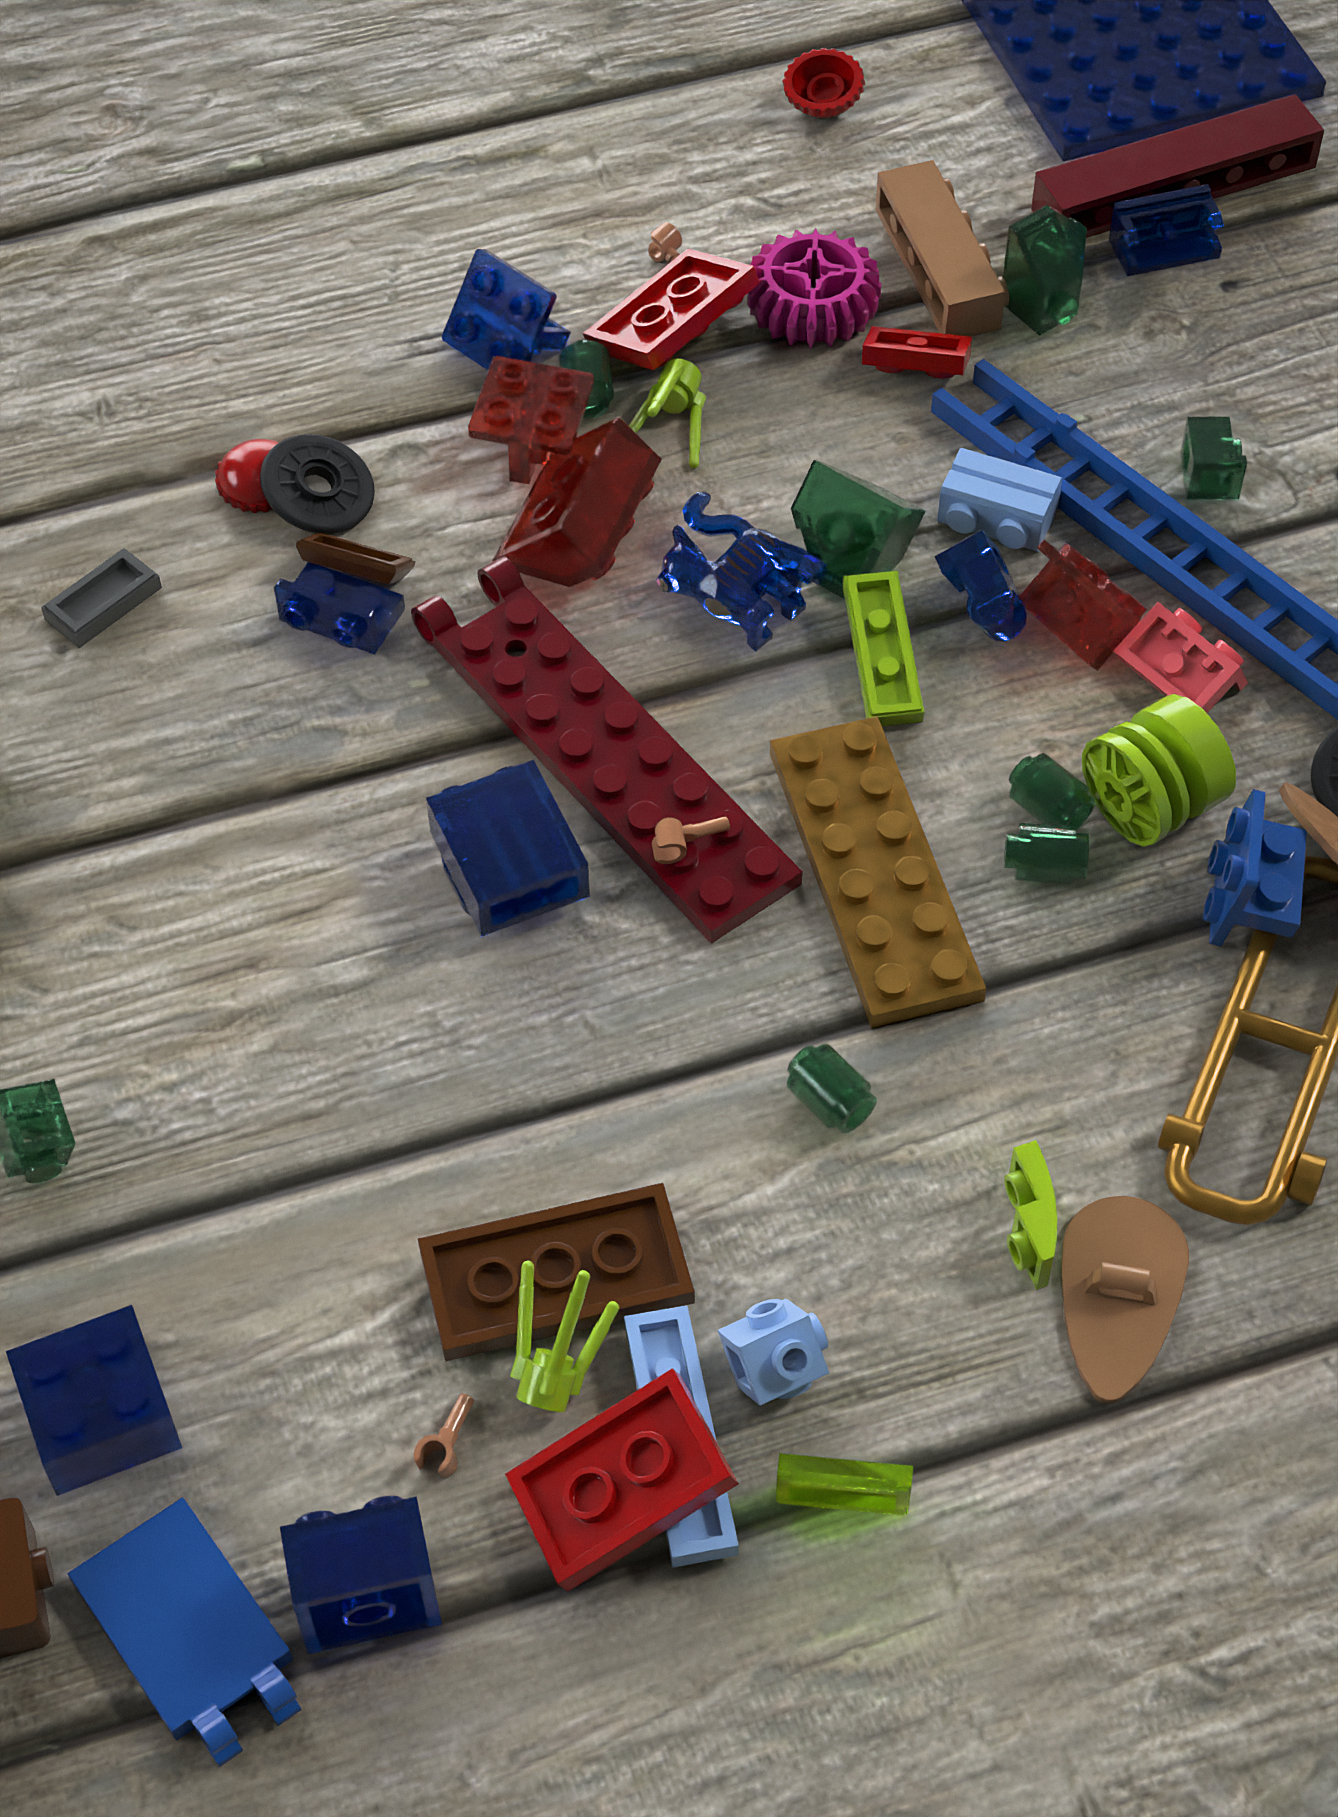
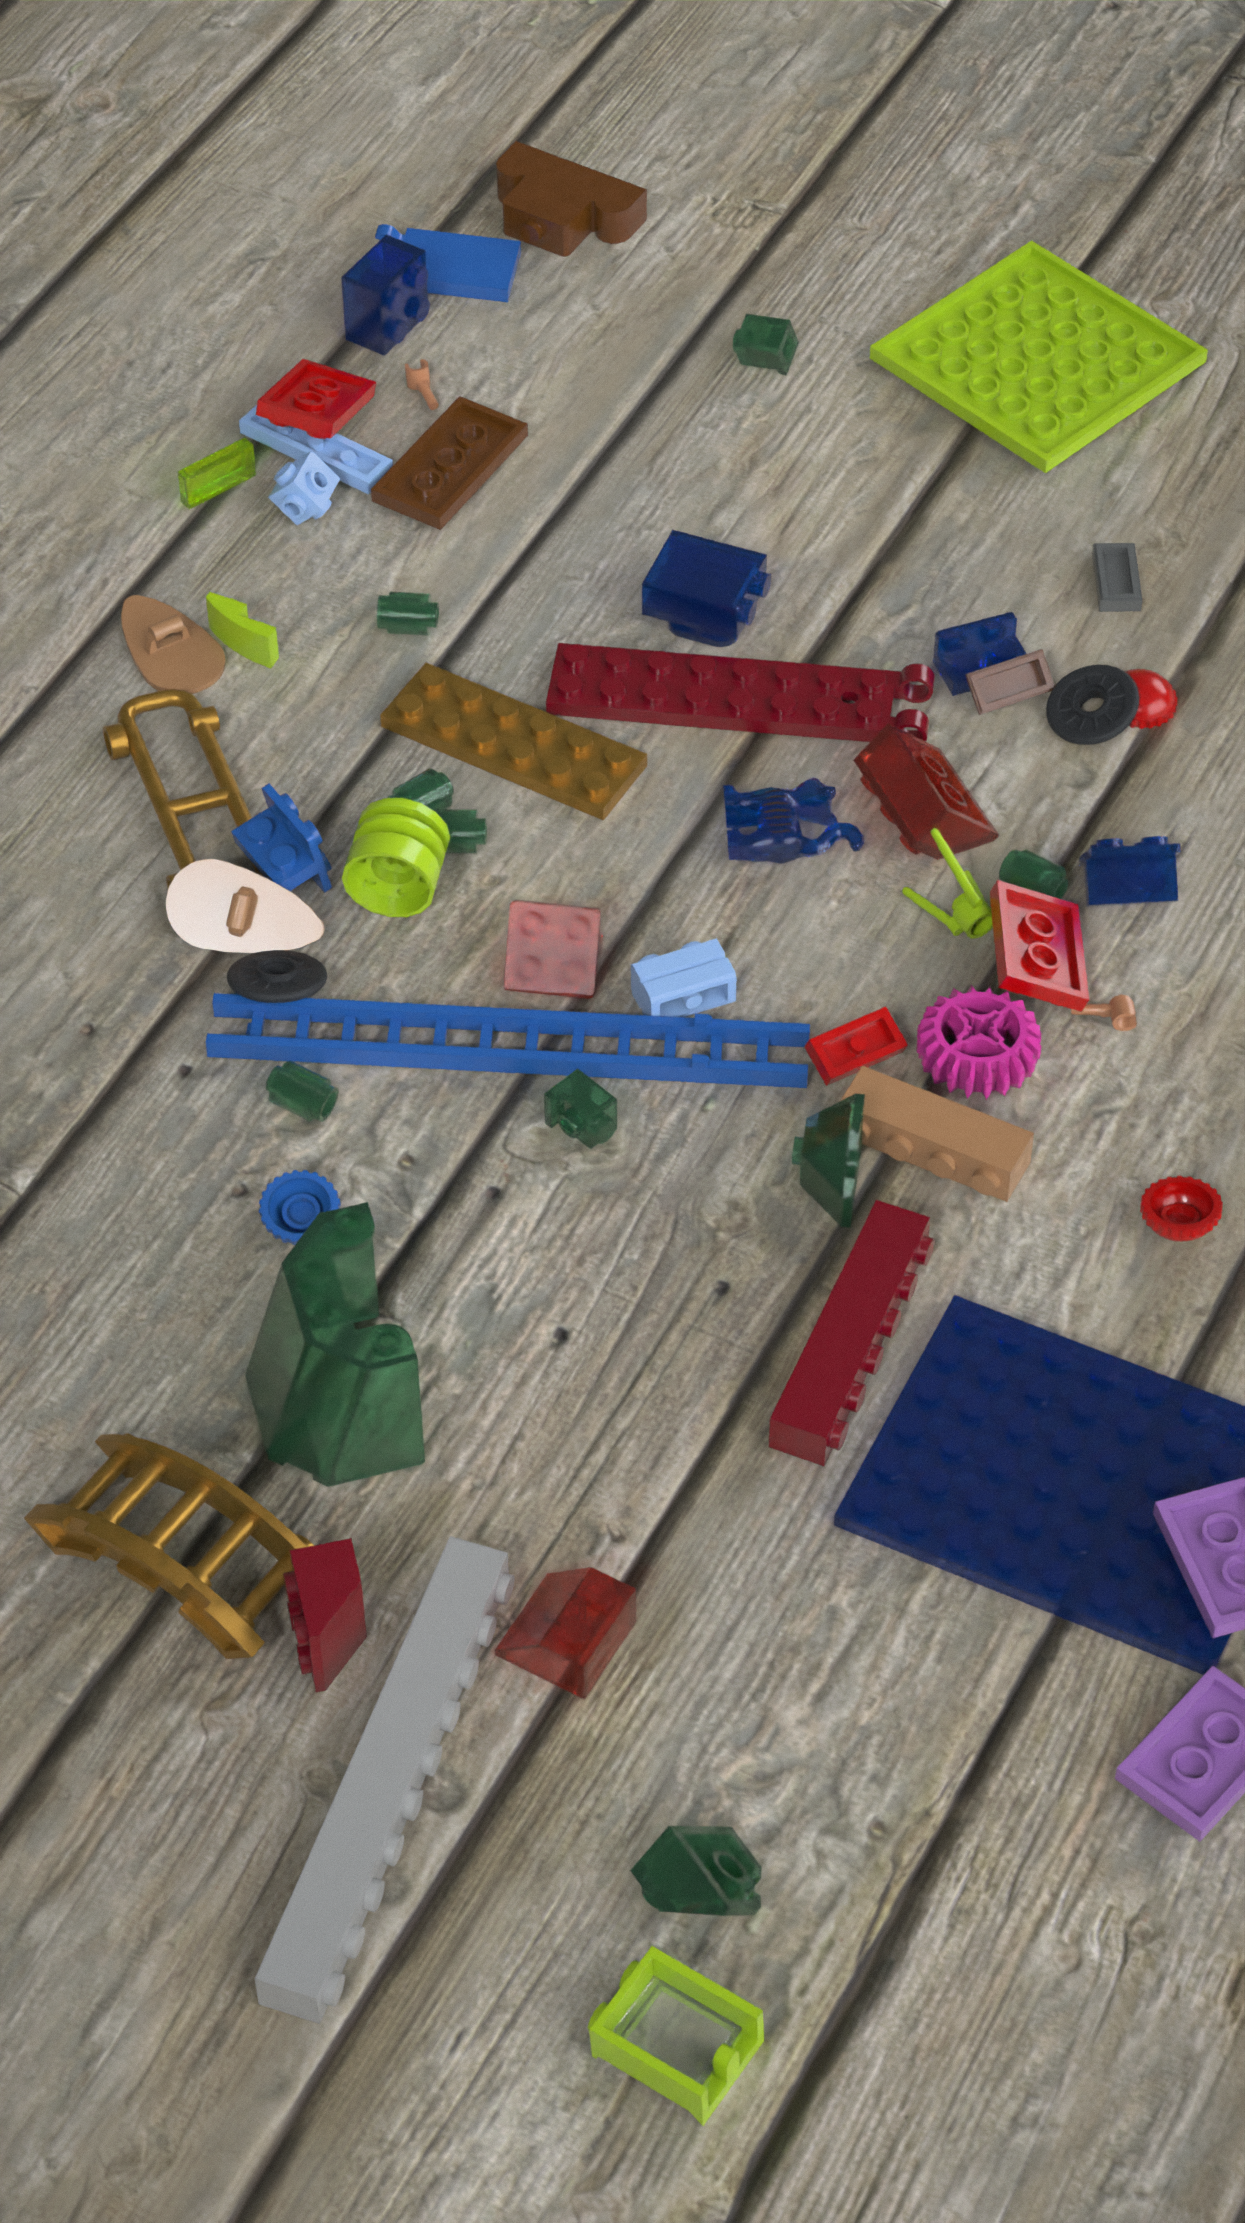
camera: 135 degrees right, 5 degrees down
(93, 1400) = (589, 284): clear blue brick -> none
(531, 411) = (1022, 806): clear red bracket -> none
(548, 1378) = (401, 420): lime plant -> none
(671, 837) = (624, 645): nougat hand -> none
(852, 524) = (743, 898): clear green slope -> none
(883, 648) = (646, 847): lime tile -> none
(992, 594) = (629, 916): clear blue leg -> none
(1166, 230) = (803, 1275): clear blue hinge -> none
(1178, 660) = (459, 969): coral bracket -> none

